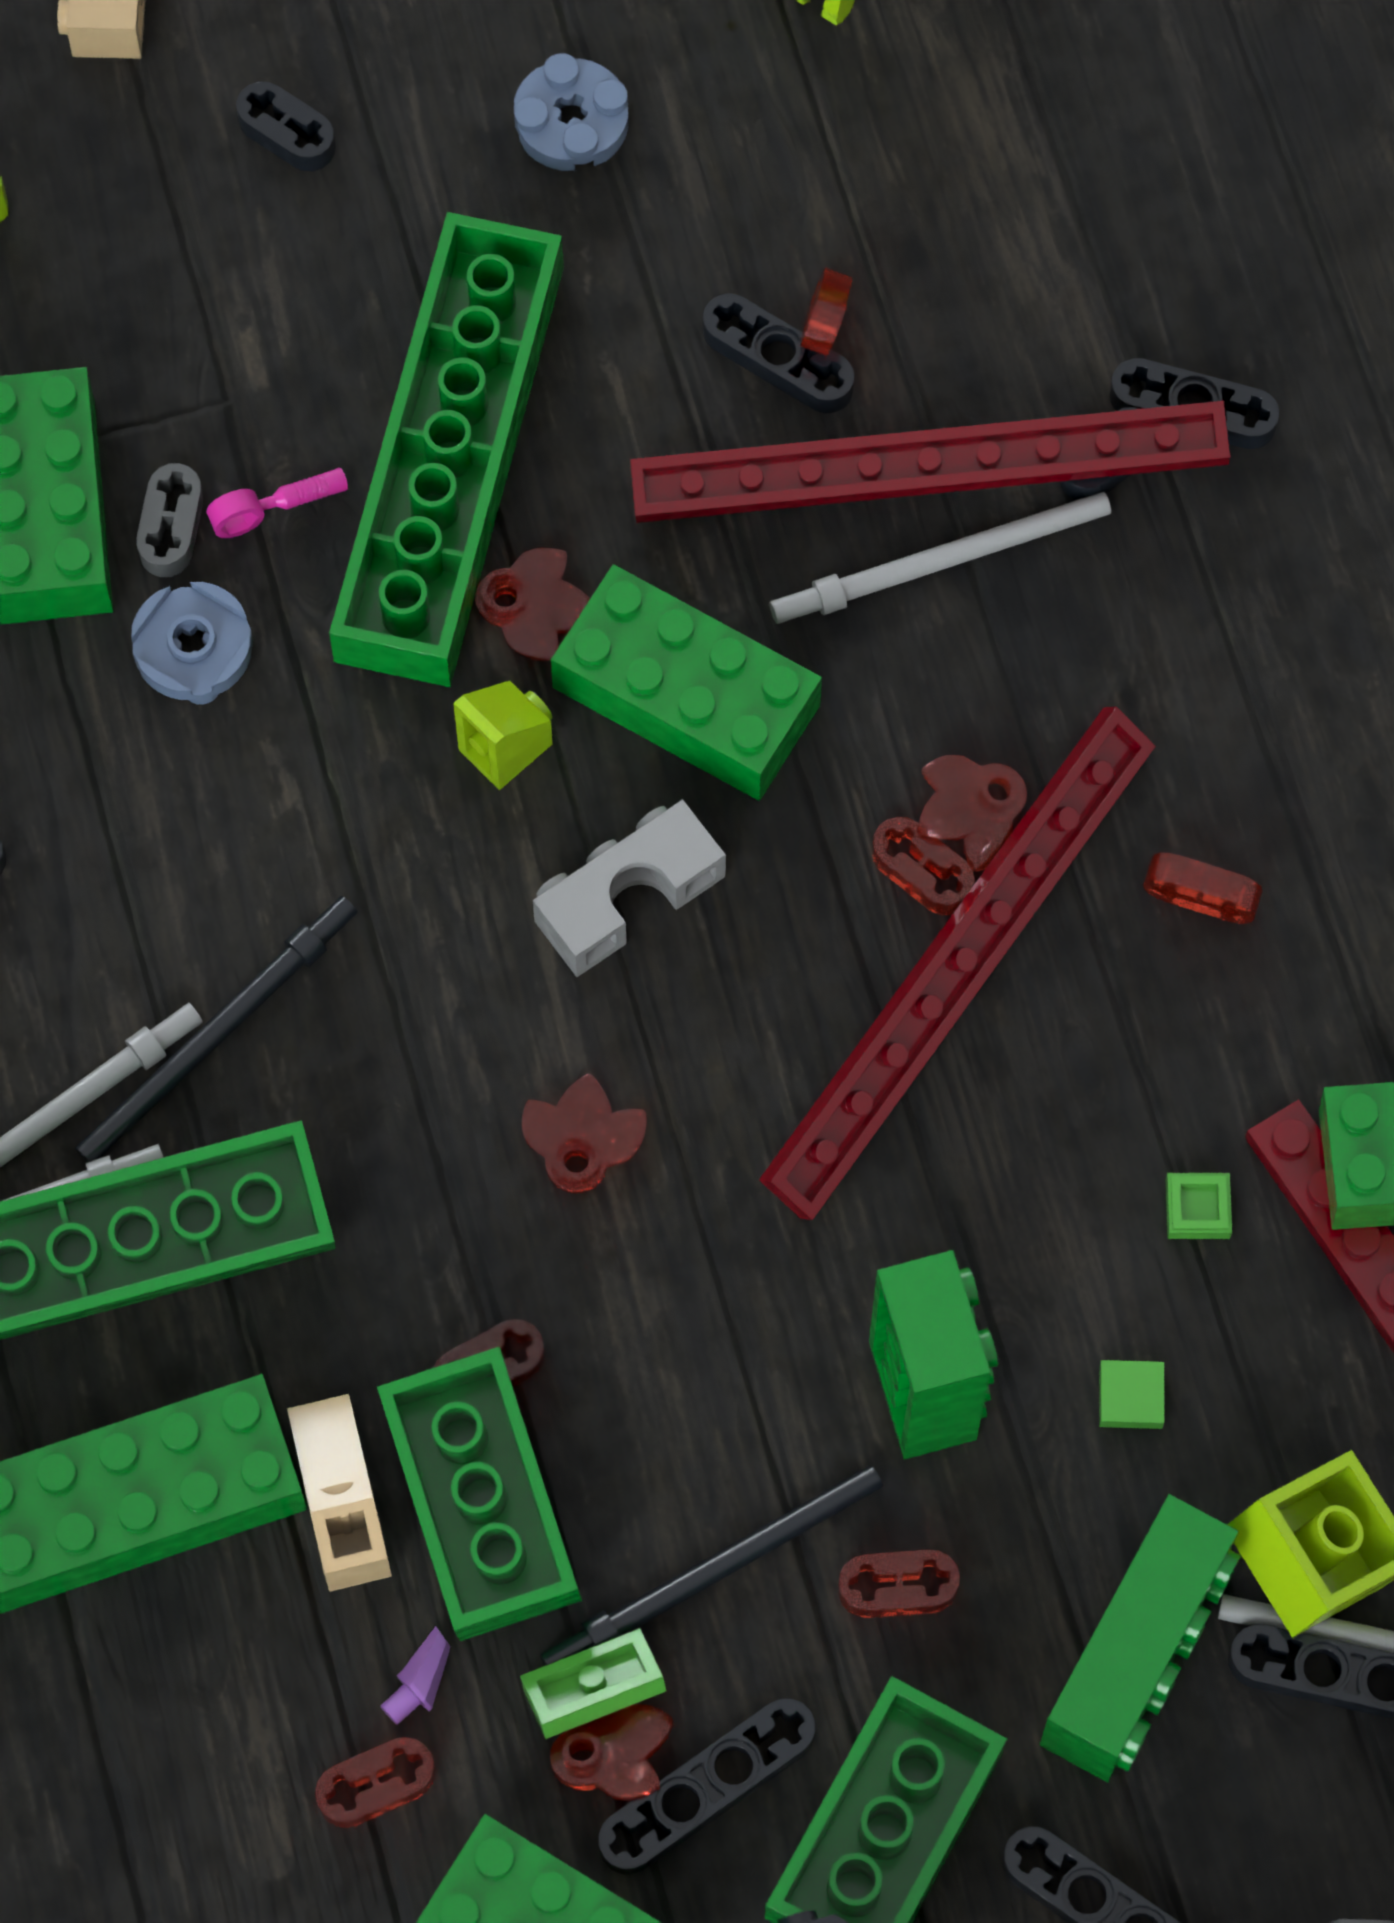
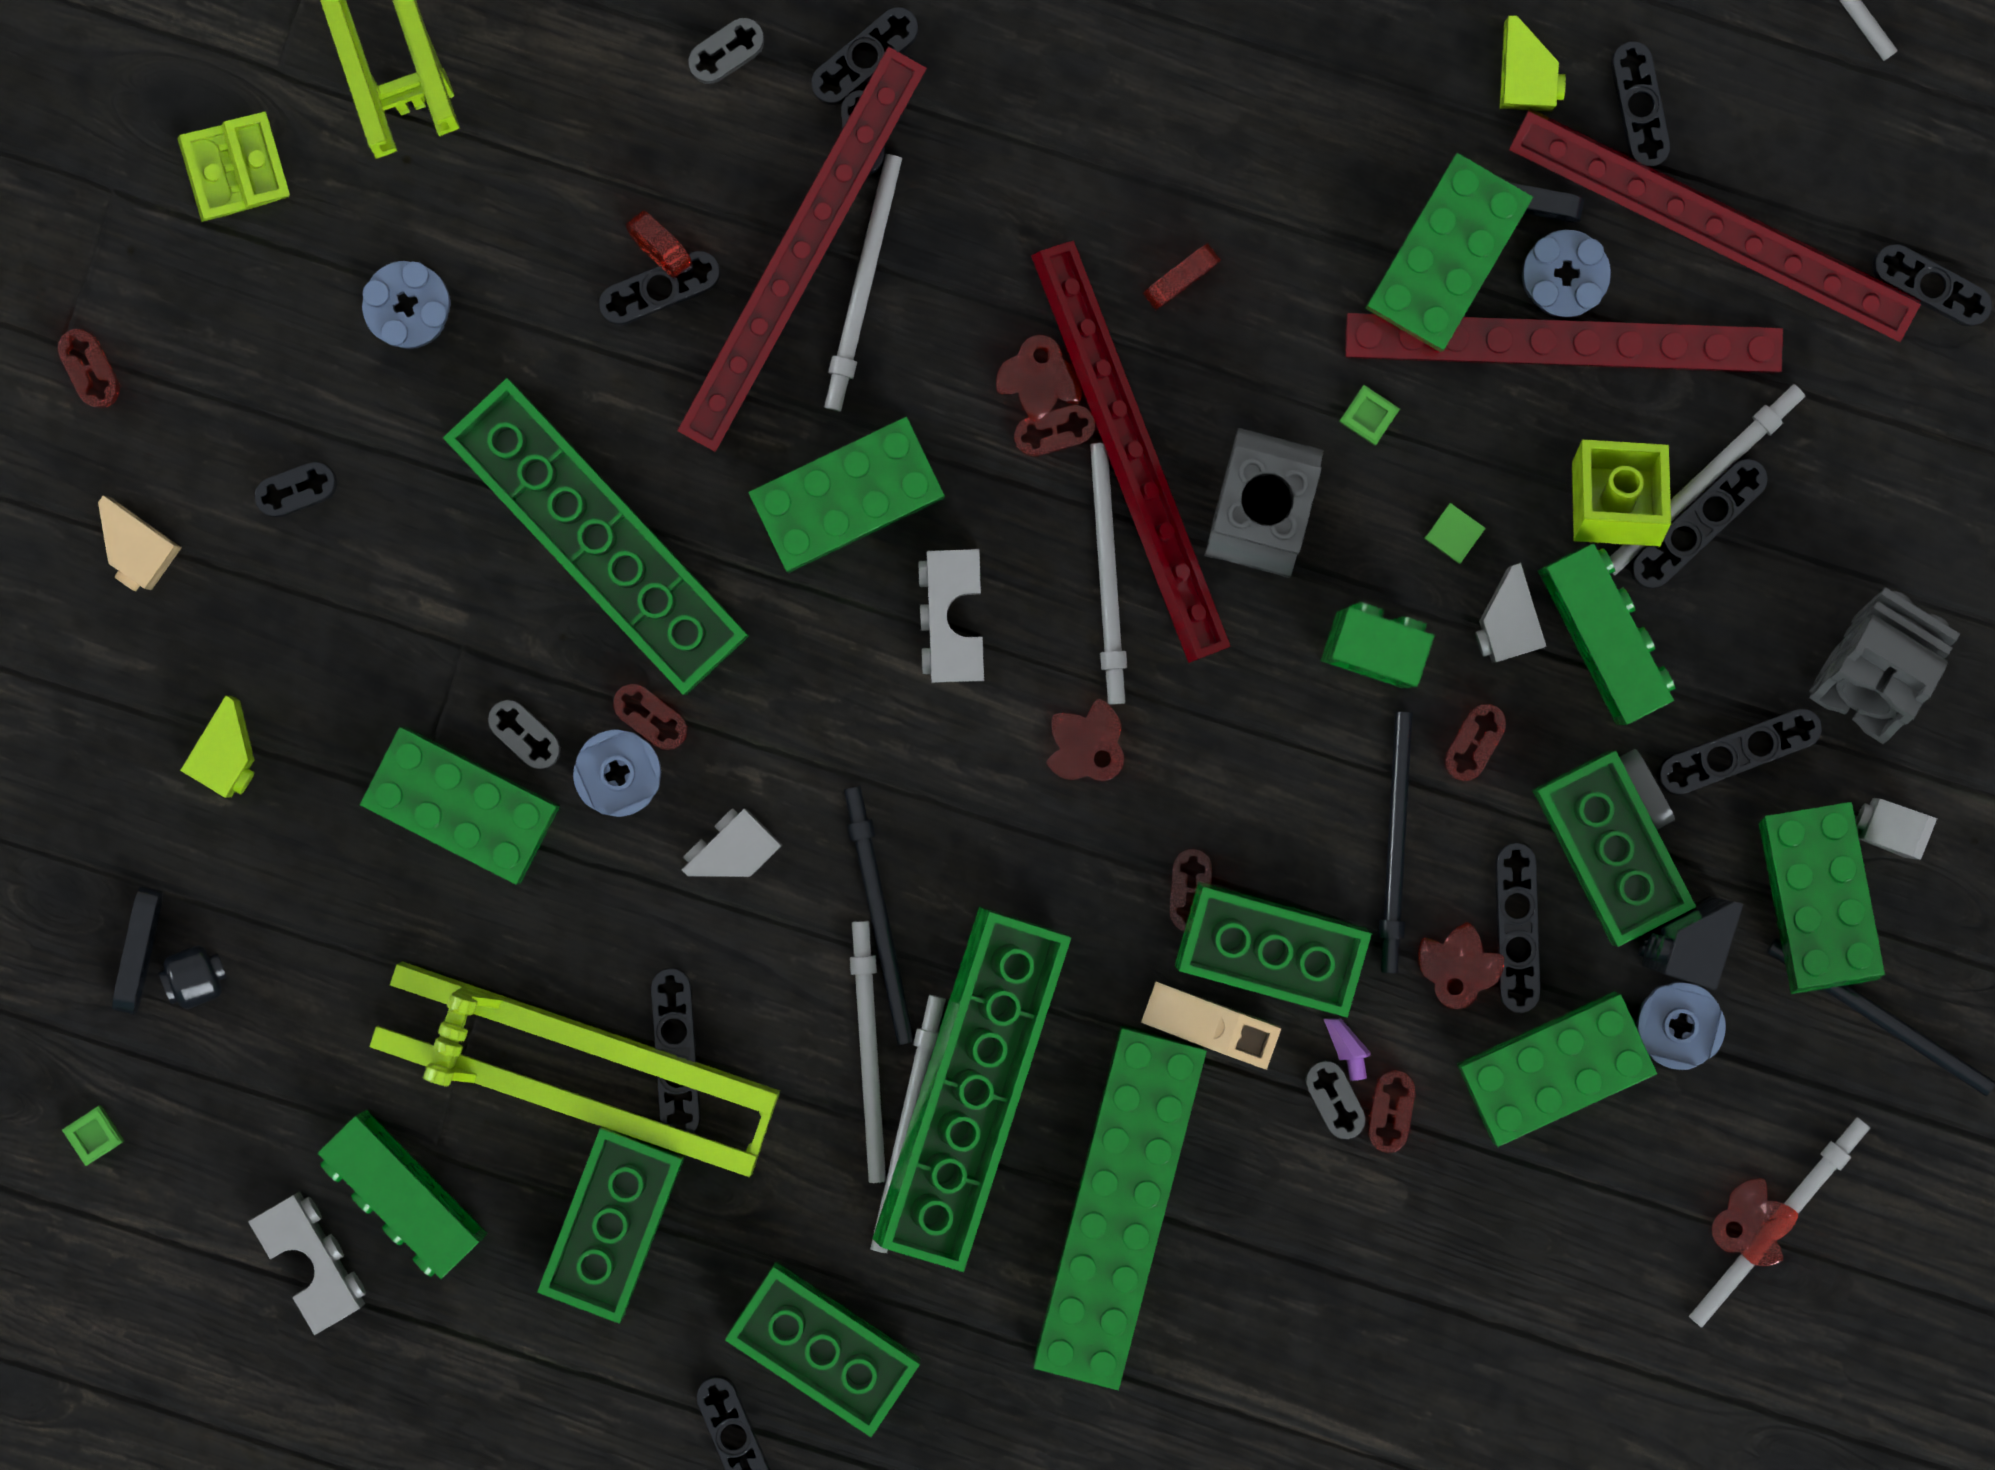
camera: 55 degrees left, 20 degrees up
(188, 818) = (736, 851): none -> light grey slope
(242, 511) = (552, 682): dark pink piece -> none
(269, 638) = (644, 725): none -> clear red beam
(332, 1694) = (1325, 1103): none -> dark grey beam
(502, 730) = (806, 623): lime slope -> none
(542, 603) = (732, 543): clear red plate -> none
(593, 1683) = (1421, 955): bright green plate -> none
(706, 1097) = (1113, 658): none -> light grey bar
(984, 1180) = (1233, 533): none -> dark grey piece
(984, 1826) = (1647, 789): none -> dark grey beam
(1075, 1522) = (1510, 619): none -> light grey slope
(1091, 260) = (719, 42): none -> dark grey beam

